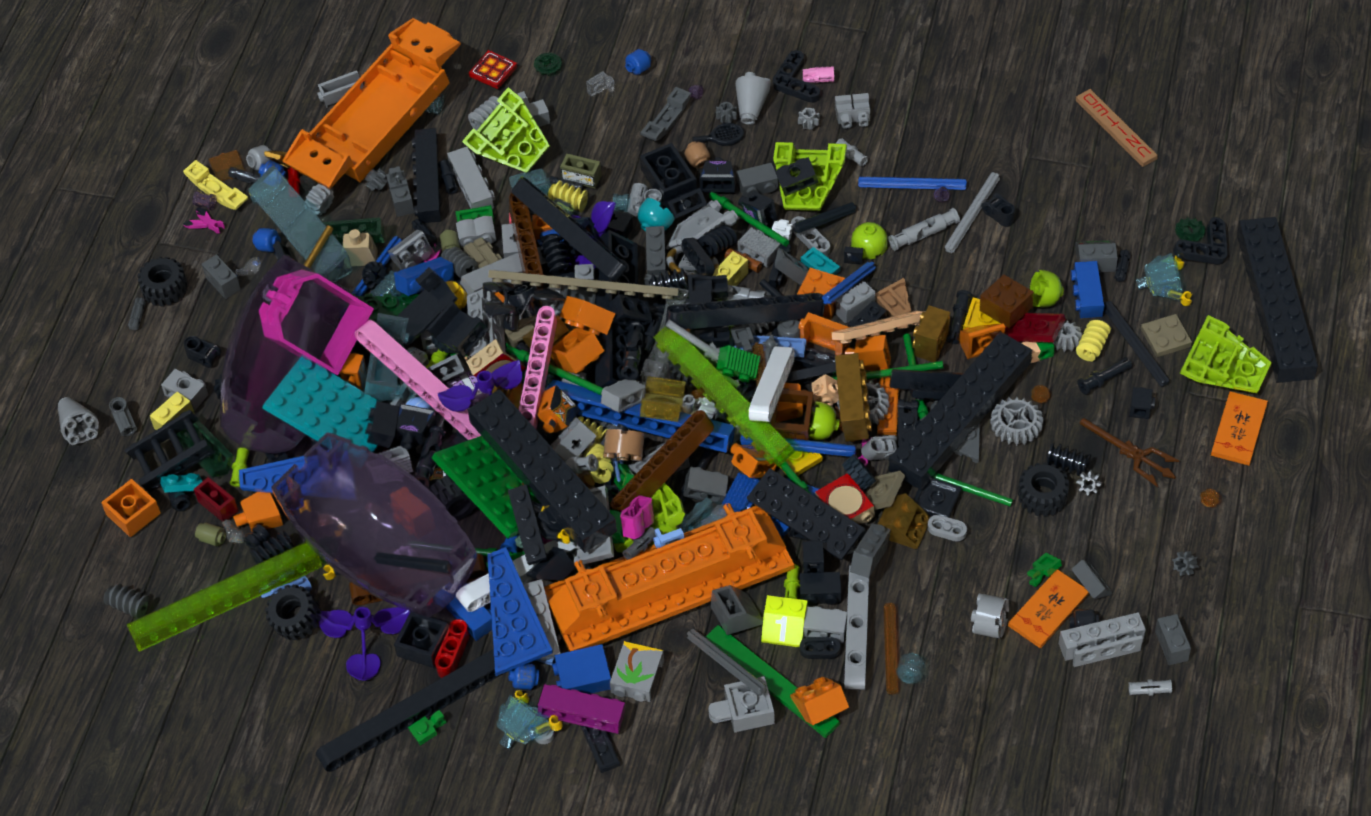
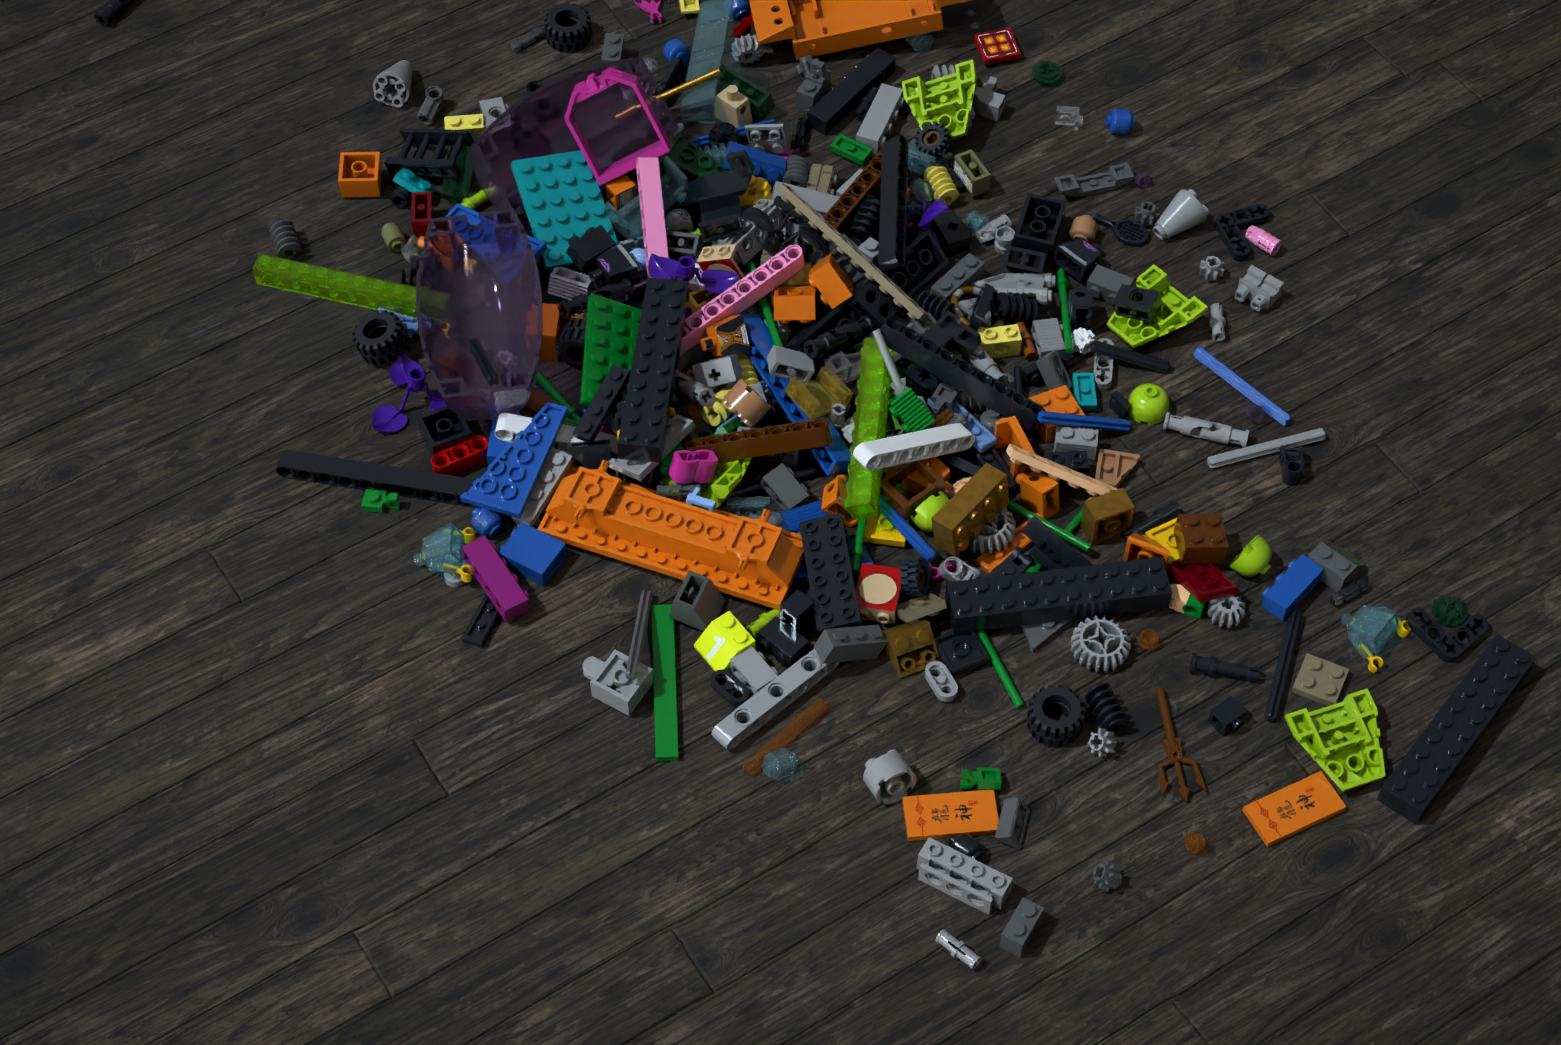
camera: 40 degrees right, 0 degrees up
(449, 239) = (811, 152): olive brick -> none
(471, 230) = (844, 161): light grey brick -> none
(531, 157) = (939, 146): none -> black bush
(636, 671) = (569, 585): light grey panel -> none
(652, 215) = (987, 250): teal cylinder -> none
(819, 700) = (676, 725): orange slope -> none
(1093, 340) = (1244, 630): light yellow piece -> none
(1116, 128) = (1483, 475): medium nougat tile -> none

